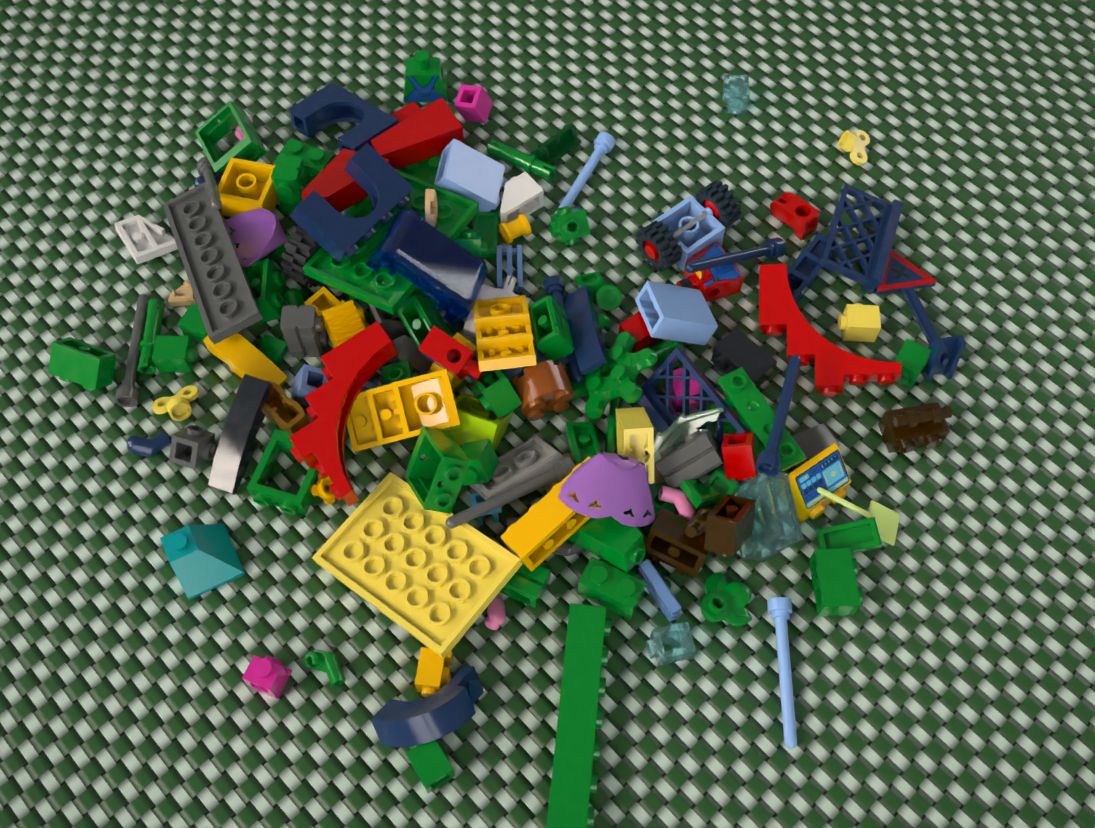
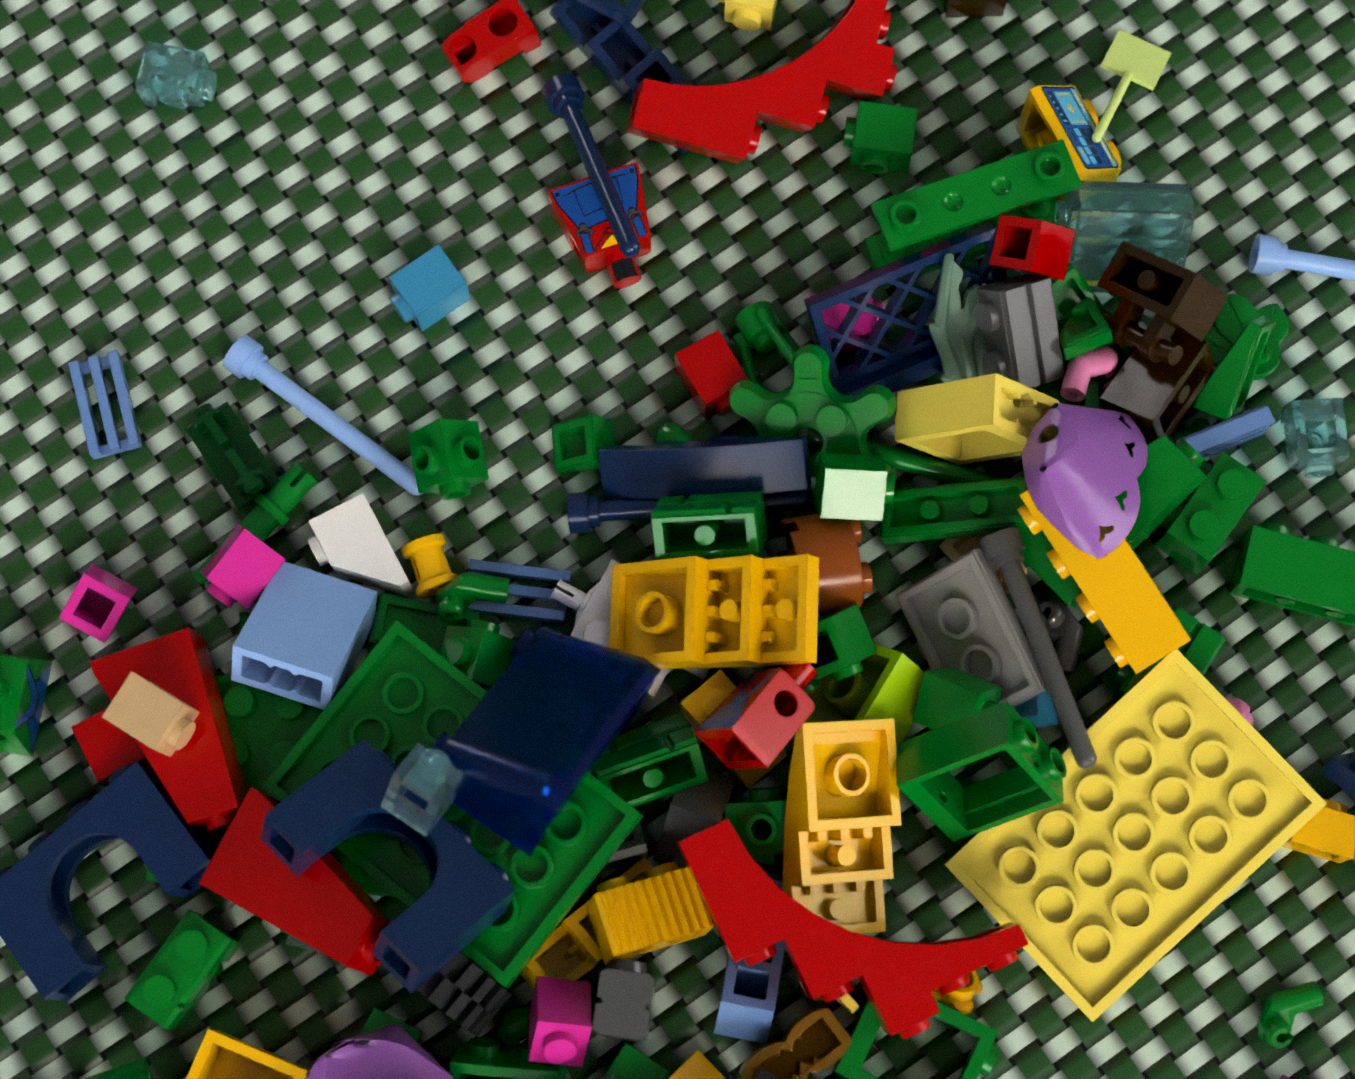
camera: 80 degrees left, 15 degrees up
(288, 294) = (559, 1021): none -> dark pink brick
(289, 181) = (248, 1008): green brick -> none
(388, 203) = (431, 778): none -> clear light blue brick
(417, 114) = (152, 715): none -> tan brick
(431, 207) = (398, 710): tan tile -> none
(499, 148) = (241, 568): none -> dark pink brick
(503, 241) = (466, 589): none -> green arm
(568, 96) = (95, 367): none -> medium blue tile
(583, 386) = (852, 486): none -> brick
(608, 297) = (622, 416): green tile -> none
(653, 203) = (428, 289): none -> dark azure brick
(676, 313) = (701, 297): light blue brick -> none
(689, 227) = (510, 234): brick -> none
(699, 588) = (1232, 379): none -> green slope
(740, 351) = (808, 205): black brick -> none
(769, 460) = (1069, 197): dark blue piece -> none
(801, 398) = (881, 137): none -> green brick
(814, 441) = (977, 129): dark grey slope -> none
(835, 582) = (1242, 158): green brick -> none
(857, 535) = (1163, 117): green tile -> none

